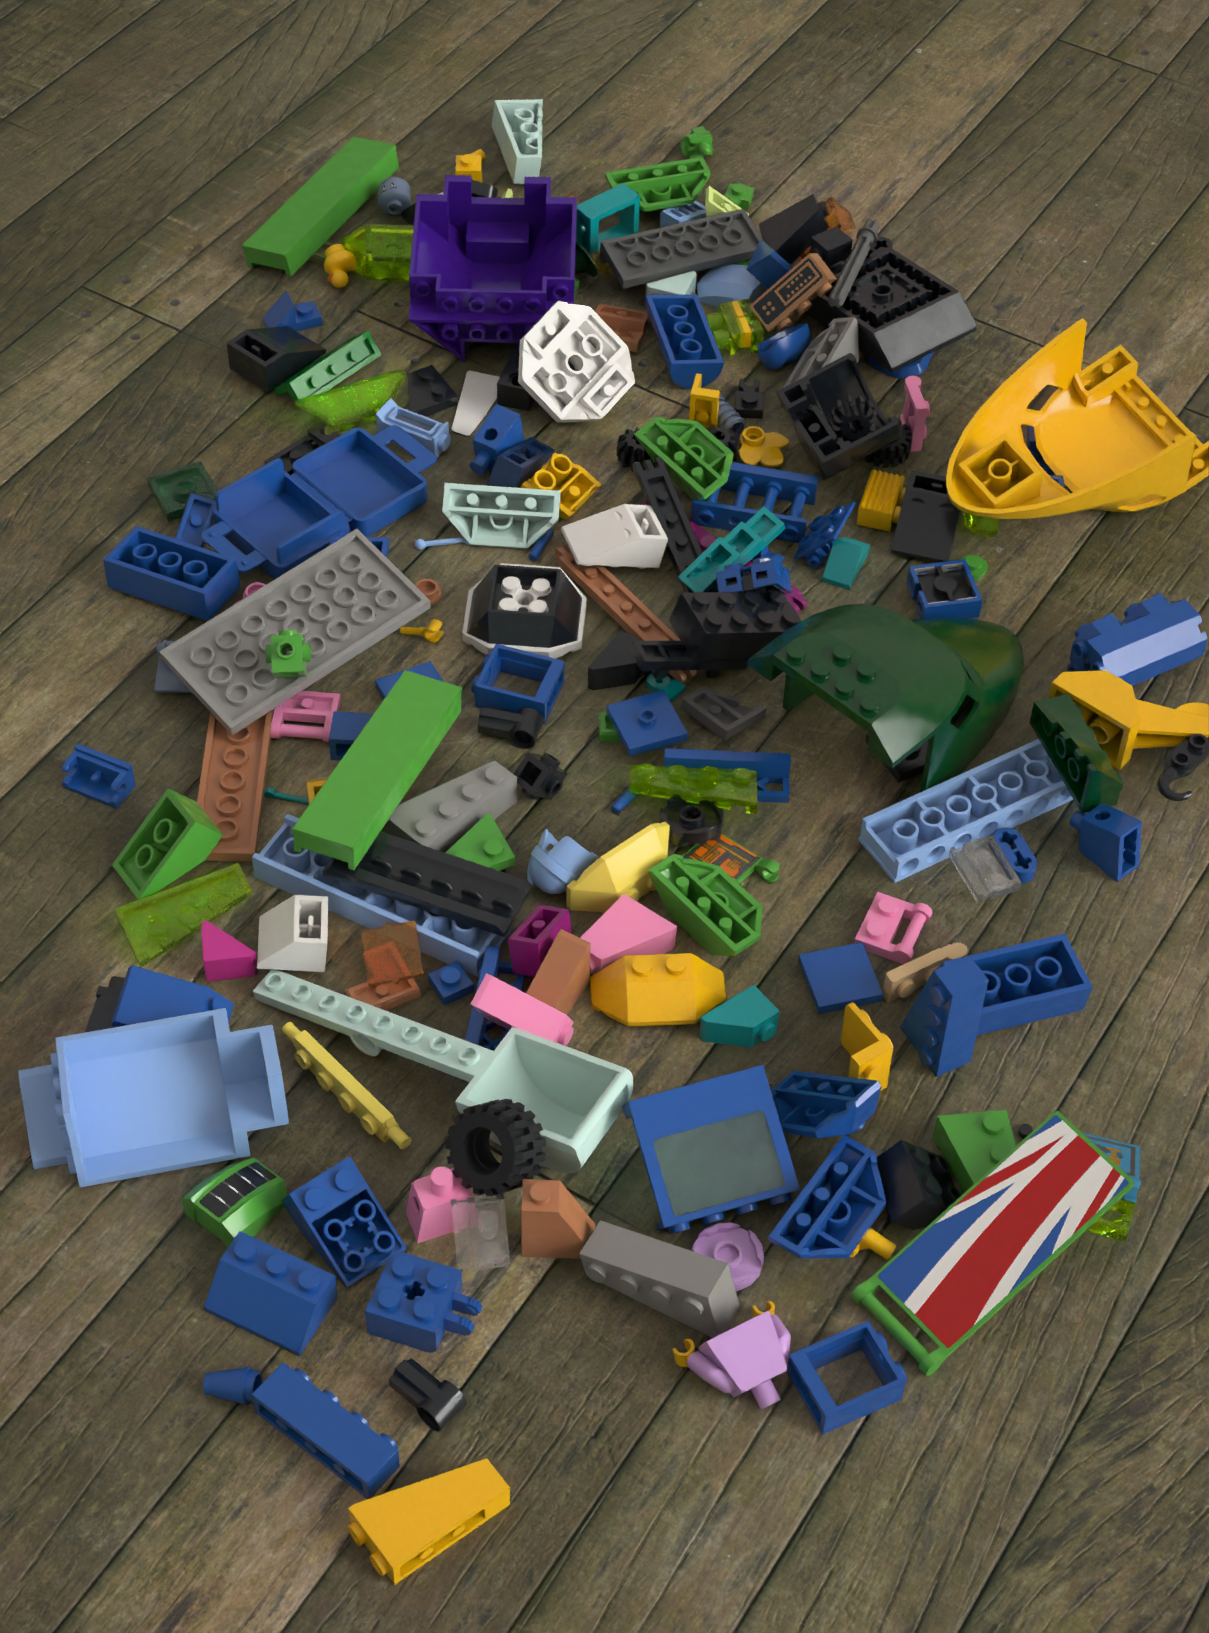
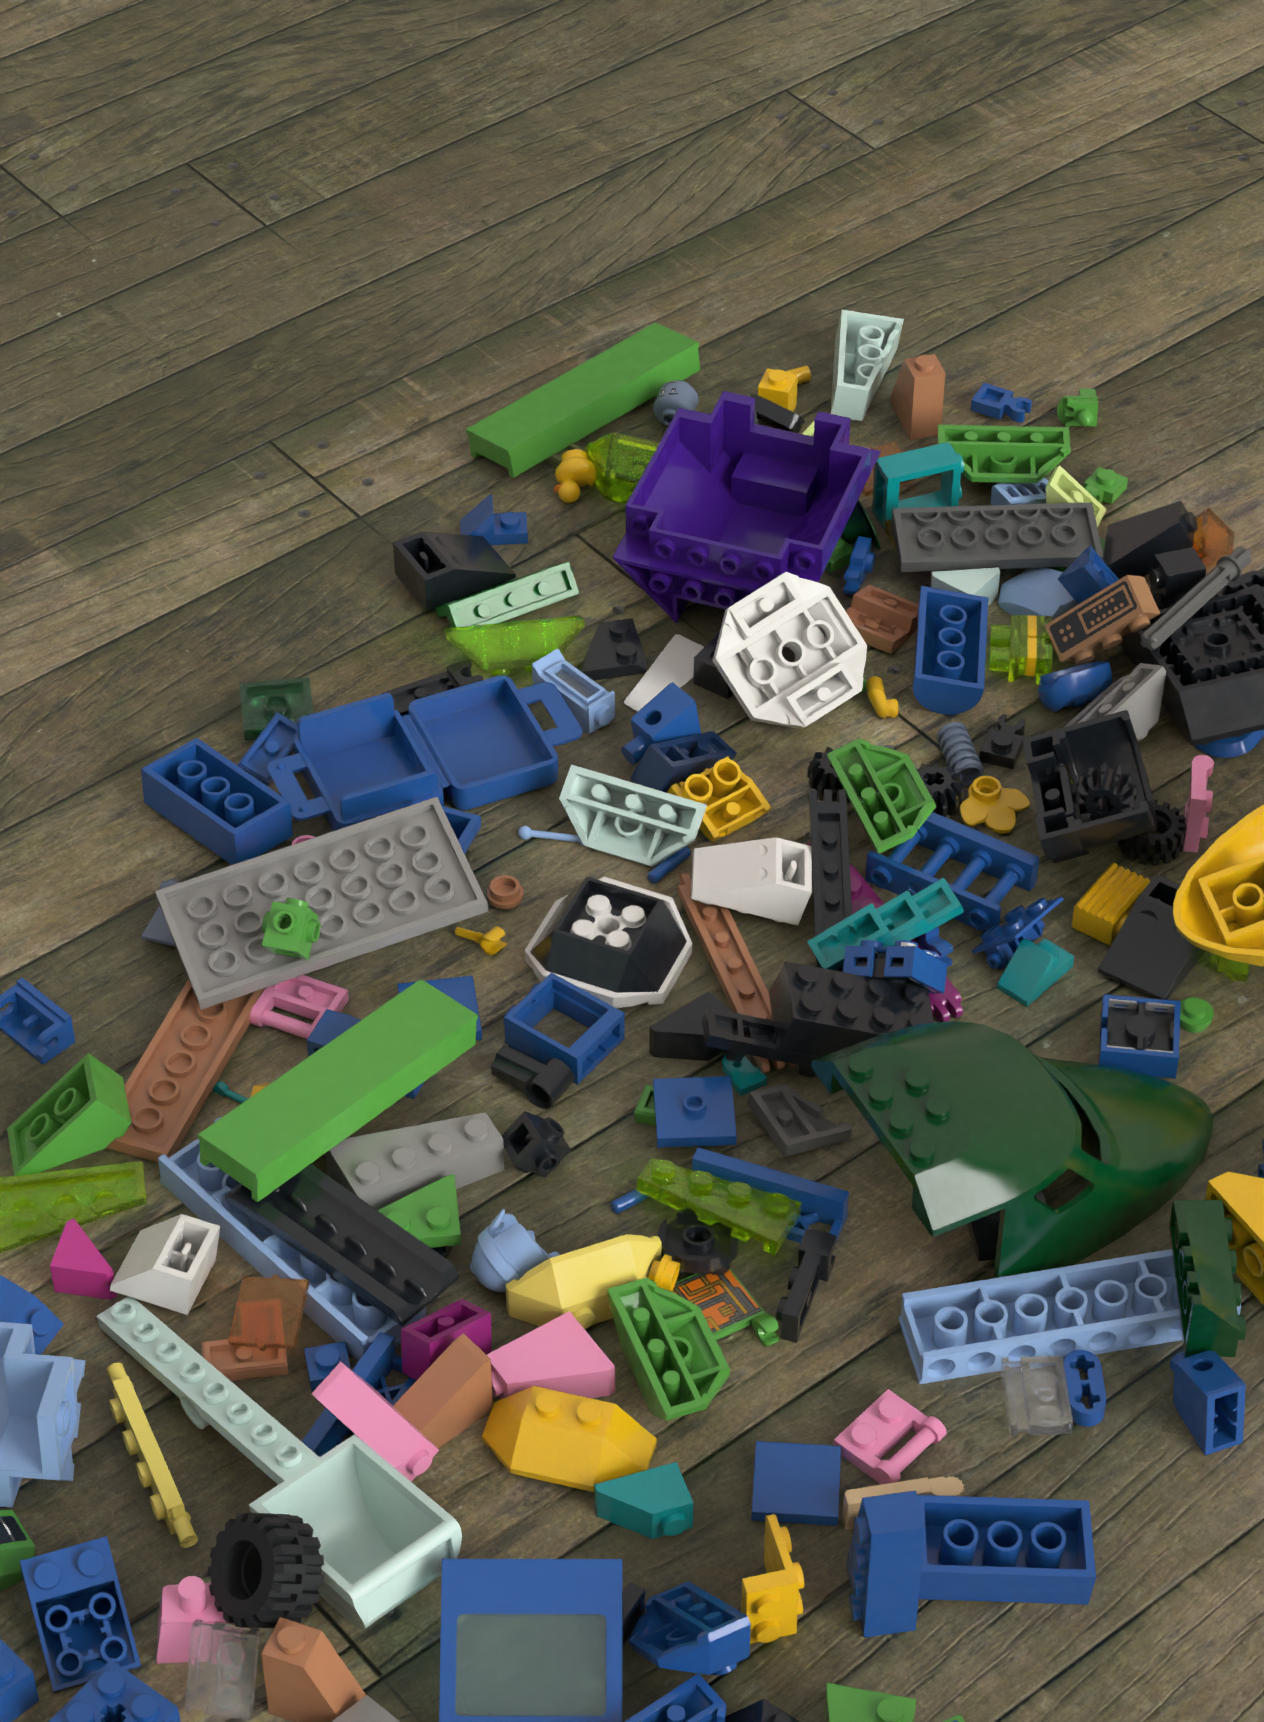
camera: 20 degrees right, 5 degrees down
(579, 154) = (919, 396): none -> nougat slope
(587, 287) = (861, 562): none -> blue plate
(634, 149) = (996, 401): none -> blue plate
(648, 391) = (876, 695): none -> yellow arm
(679, 846) = (665, 1272): none -> yellow plate
(703, 404) = (930, 736): yellow panel -> none
(782, 818) = (814, 1264): none -> black plate

